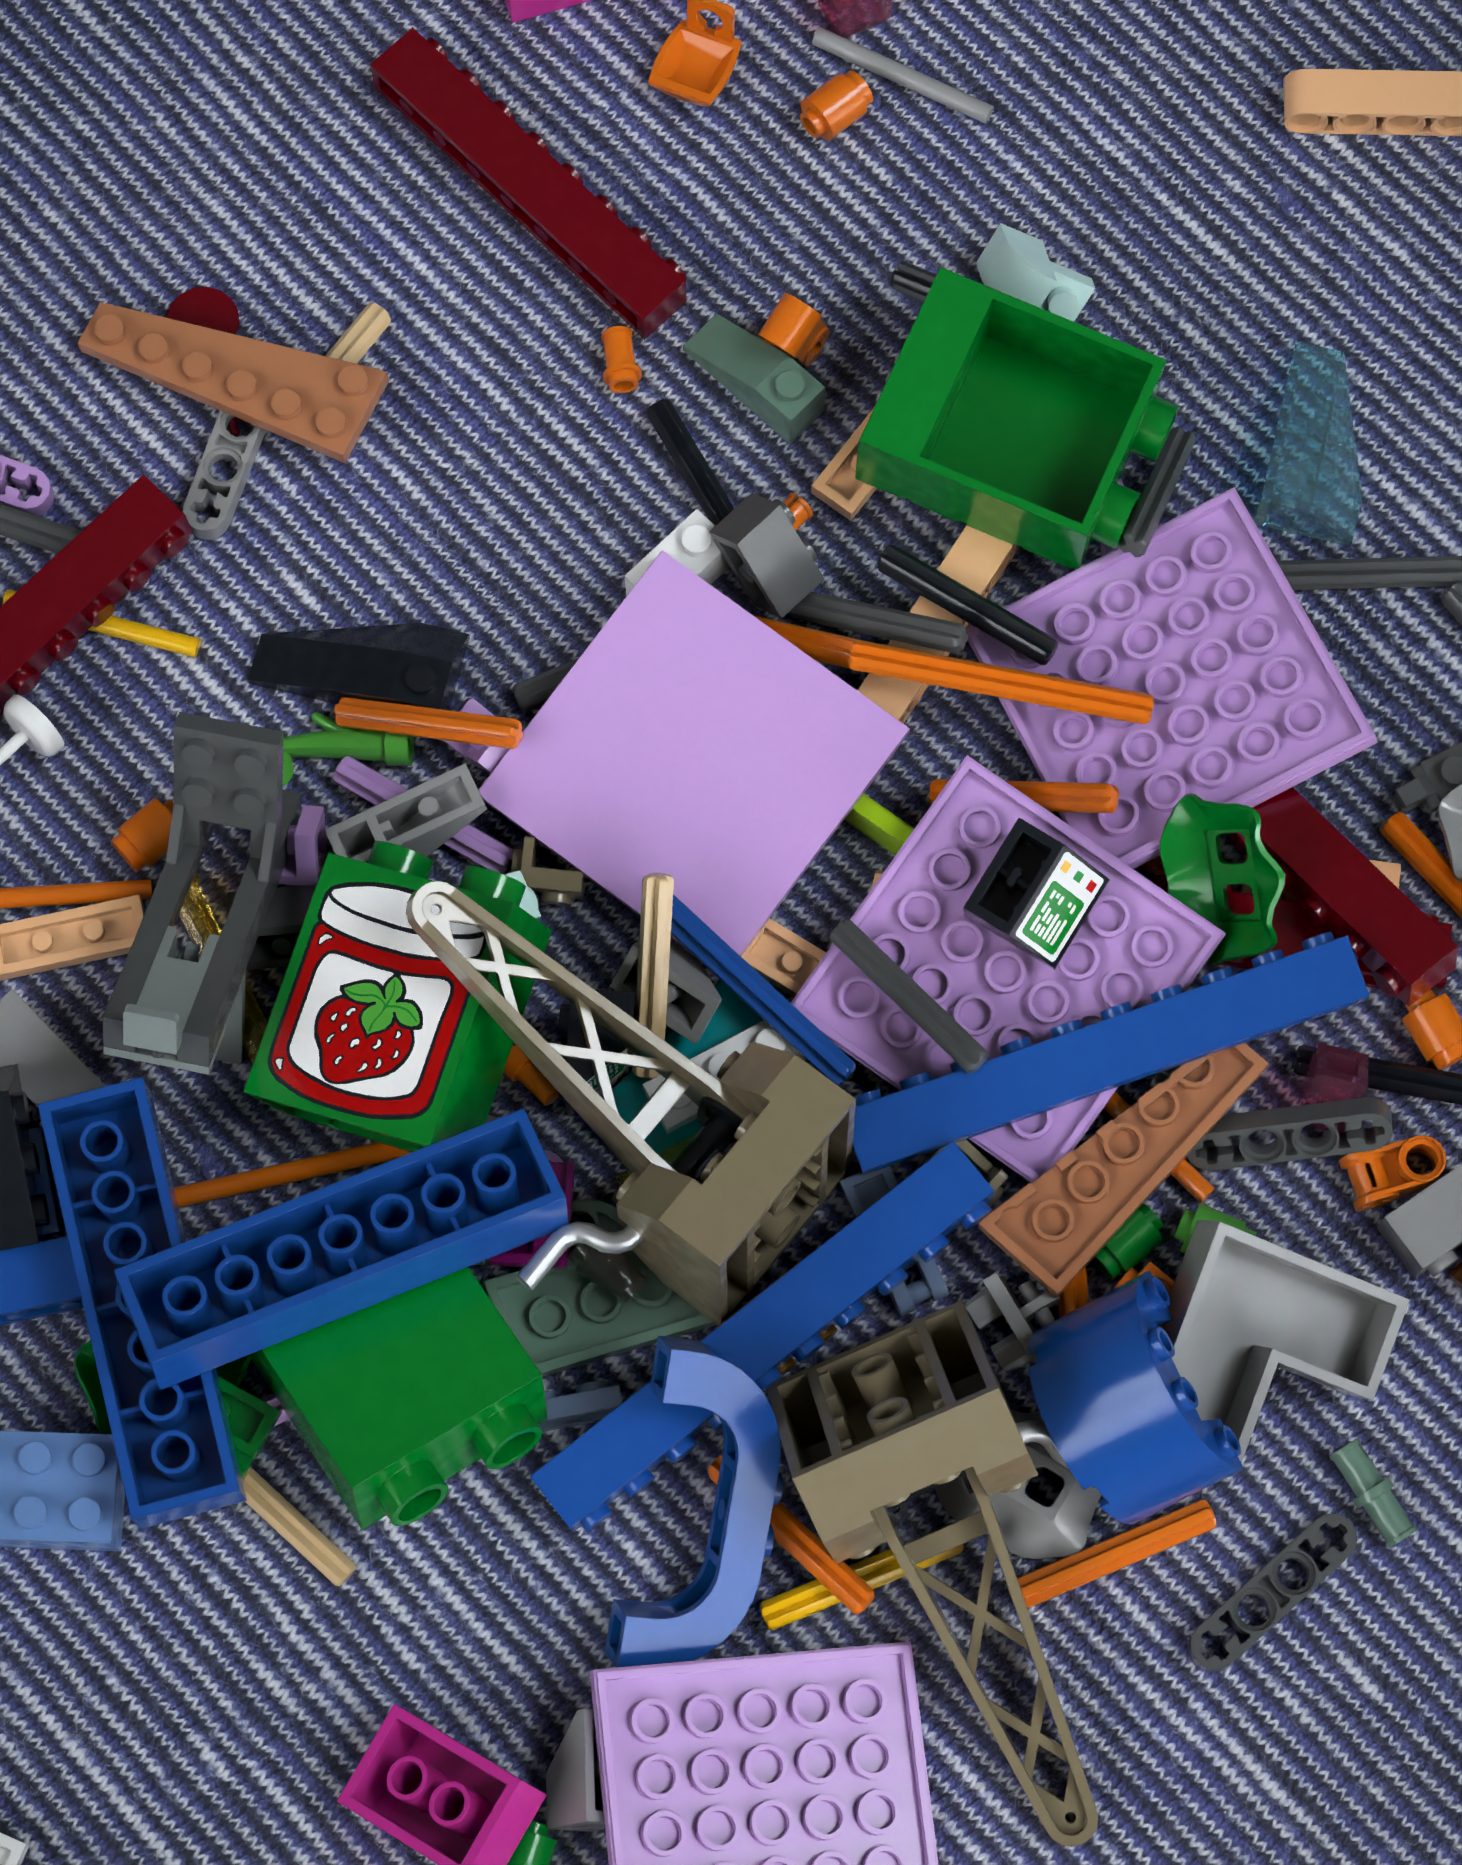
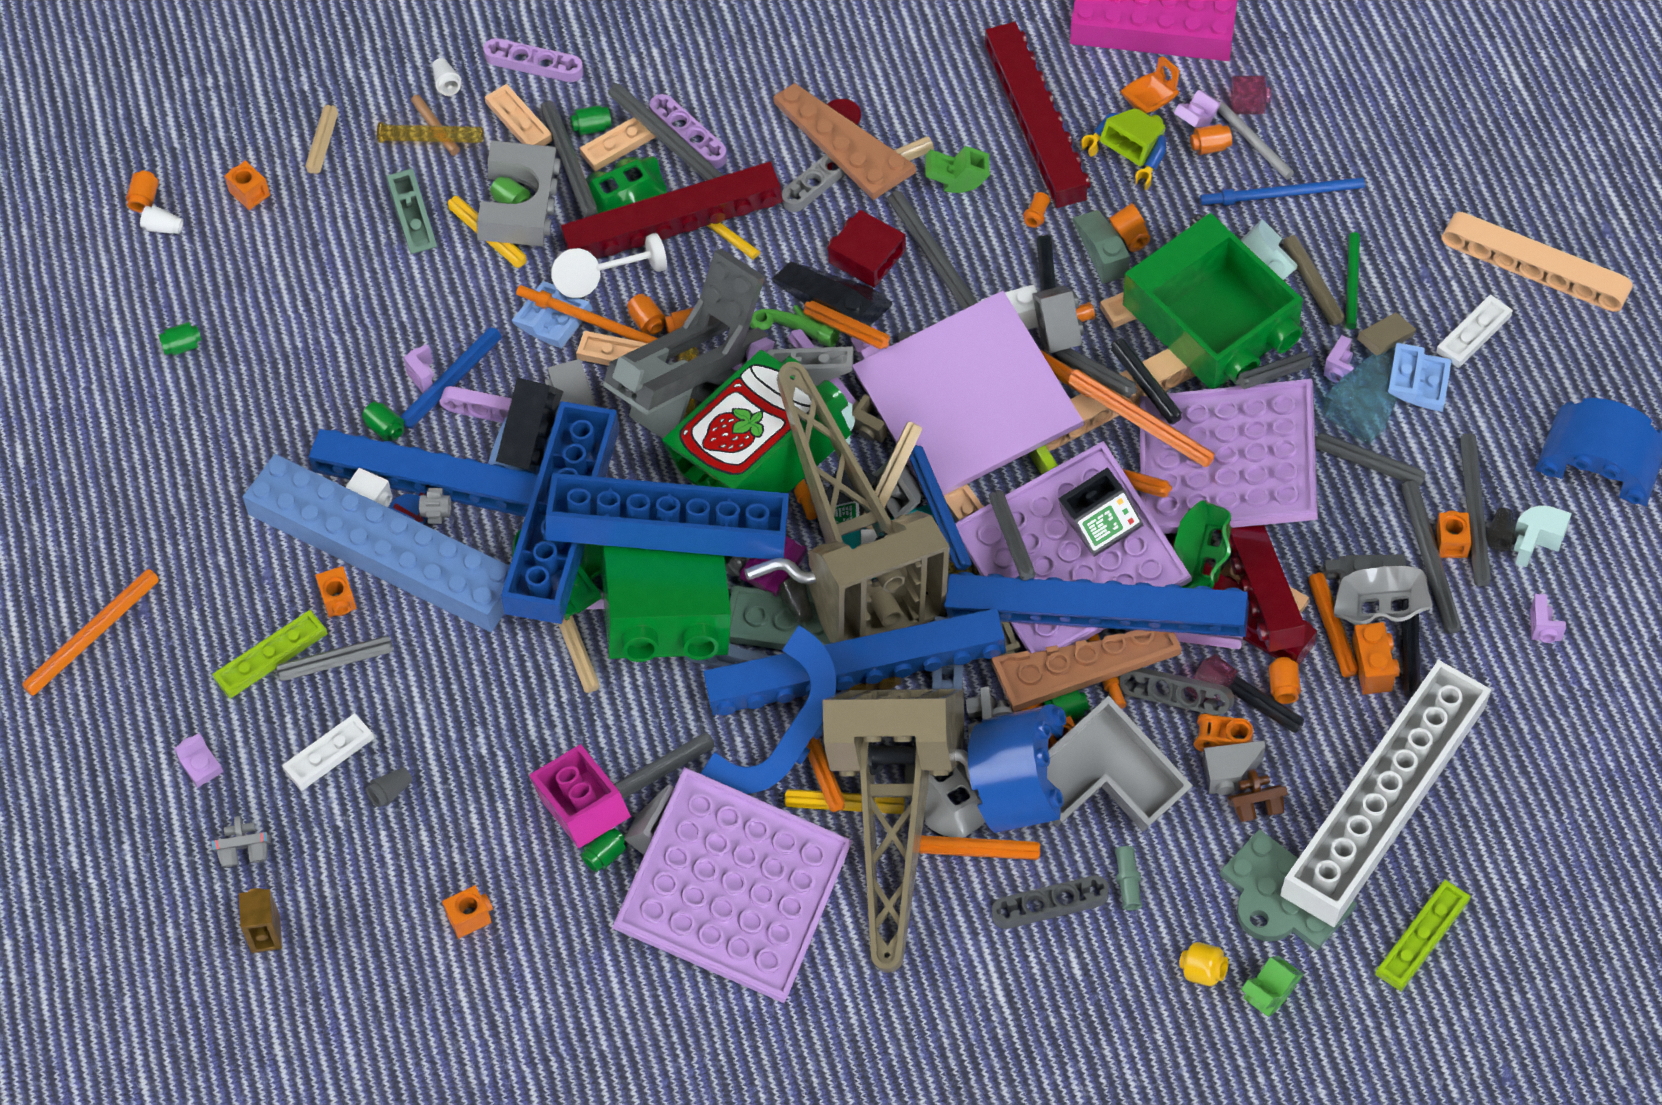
camera: 30 degrees right, 15 degrees down
(75, 847) = (646, 314): none -> orange brick
(380, 559) = (866, 248): none -> dark red brick
(460, 349) = (958, 173): none -> bright green brick
(491, 513) = (931, 250): none -> dark grey axle
(534, 1663) = (664, 765): none -> dark grey axle
(713, 158) = (1132, 136): none -> lime torso
(790, 61) = (1199, 111): none -> lavender bracket
(916, 196) = (1229, 196): none -> blue bar
(1123, 290) = (1313, 280): none -> dark tan axle
(1183, 263) = (1352, 280): none -> green bar
(1237, 420) = (1338, 360): none -> lavender bracket
(1287, 339) = (1386, 333): none -> dark tan tile
(1377, 393) = (1419, 377): none -> light blue slope
(1418, 271) = (1474, 331): none -> white plate

